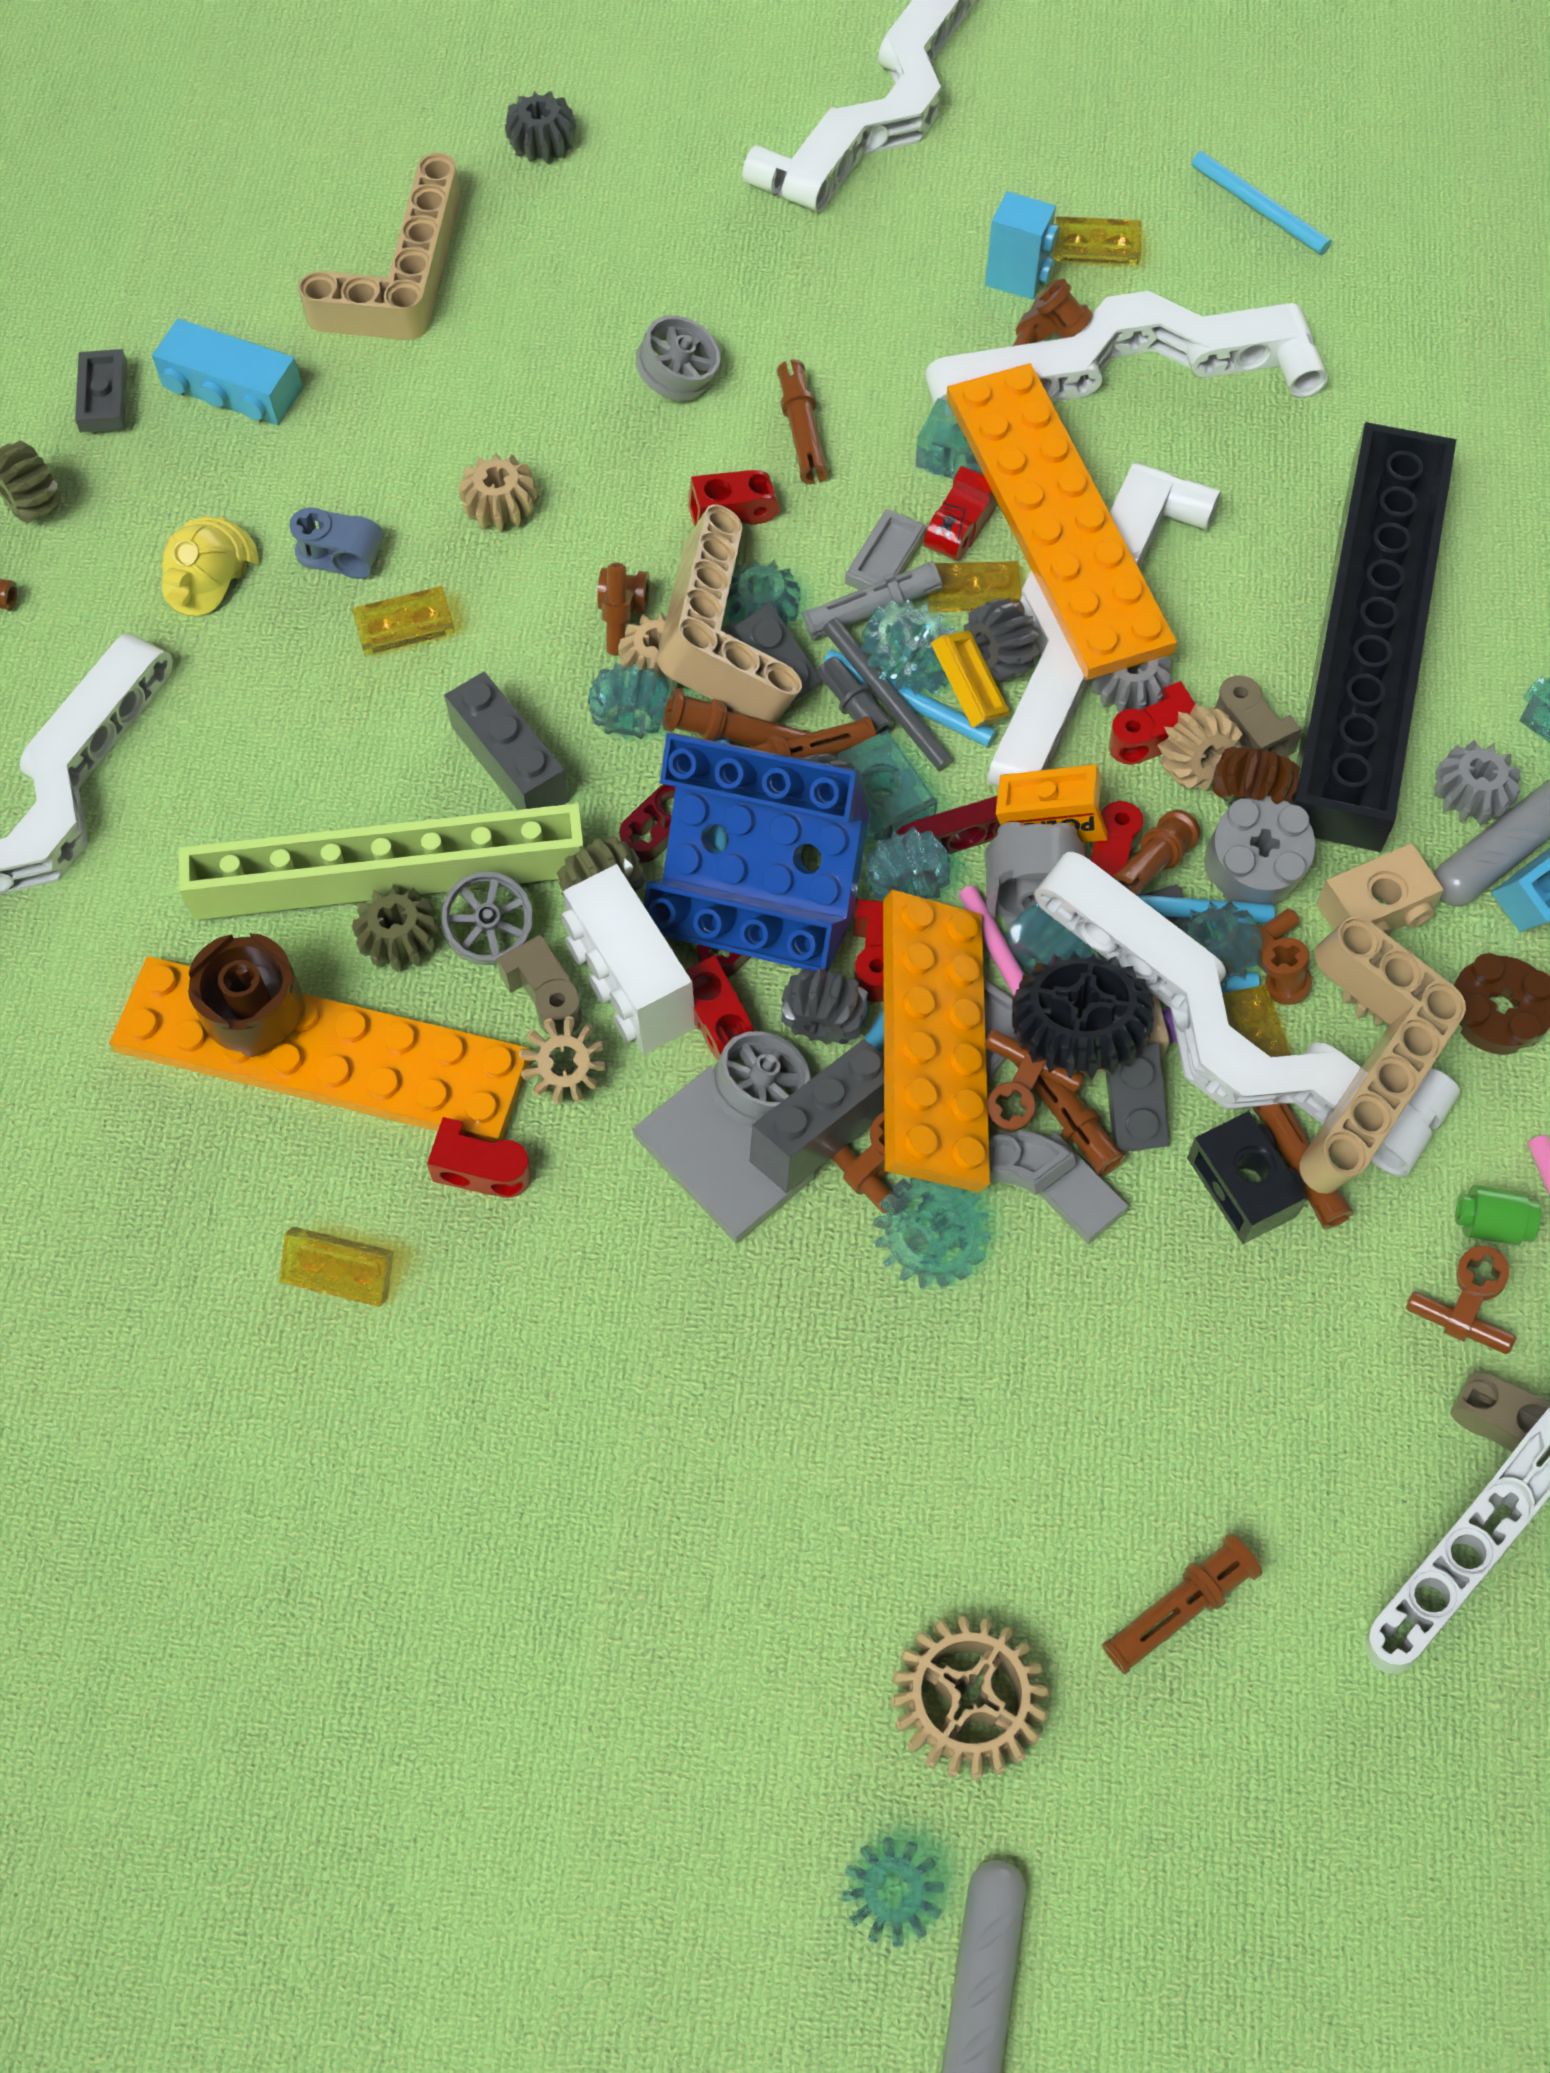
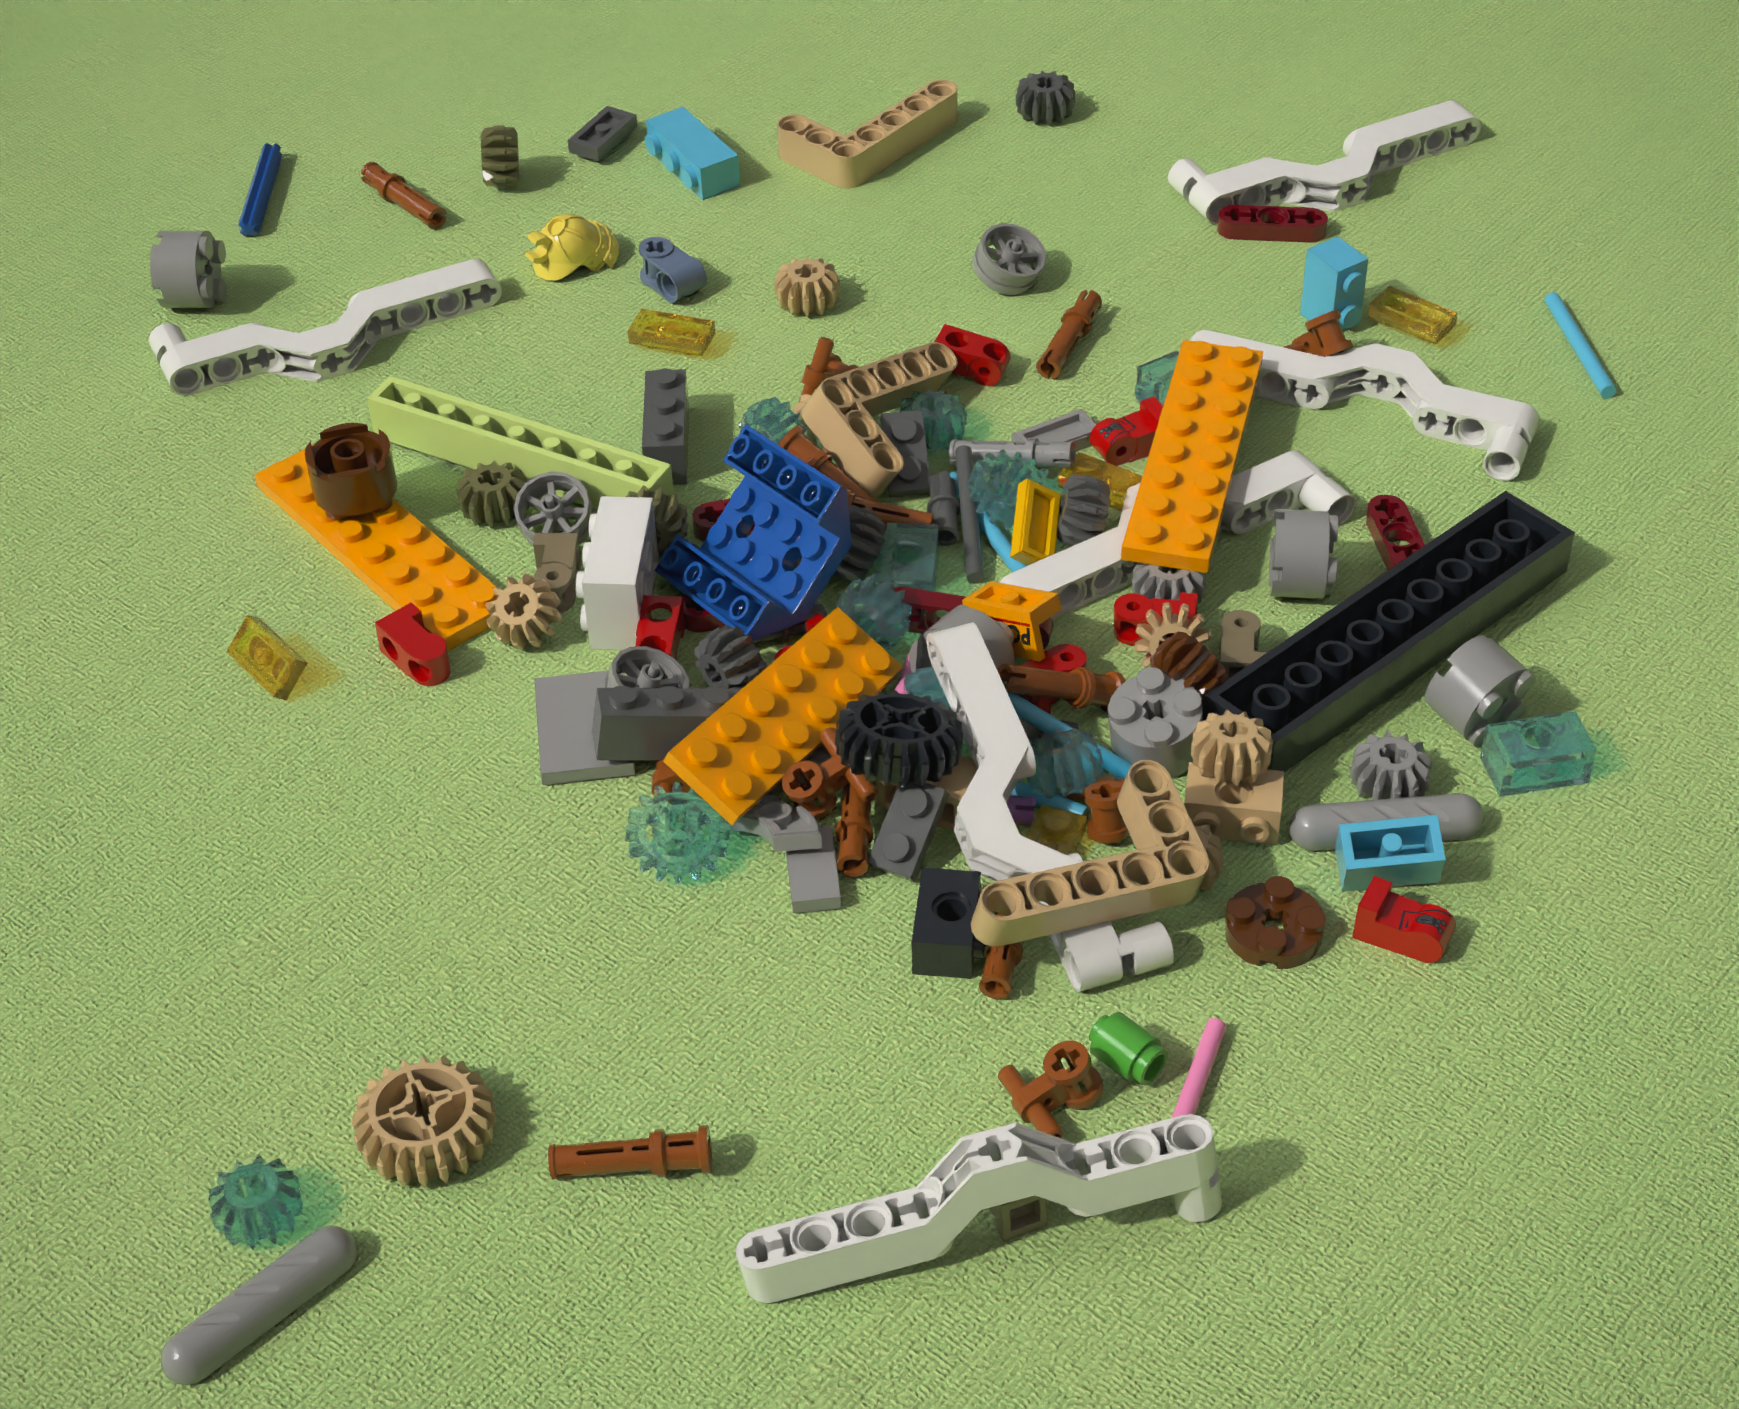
camera: 35 degrees right, 20 degrees down
(906, 174) = (1291, 225): none -> dark red beam
(1237, 584) = (1301, 554): none -> light grey brick
(1289, 536) = (1403, 527): none -> dark red beam
(1368, 849) = (1231, 747): none -> tan gear
(1497, 656) = (1479, 688): none -> light grey brick

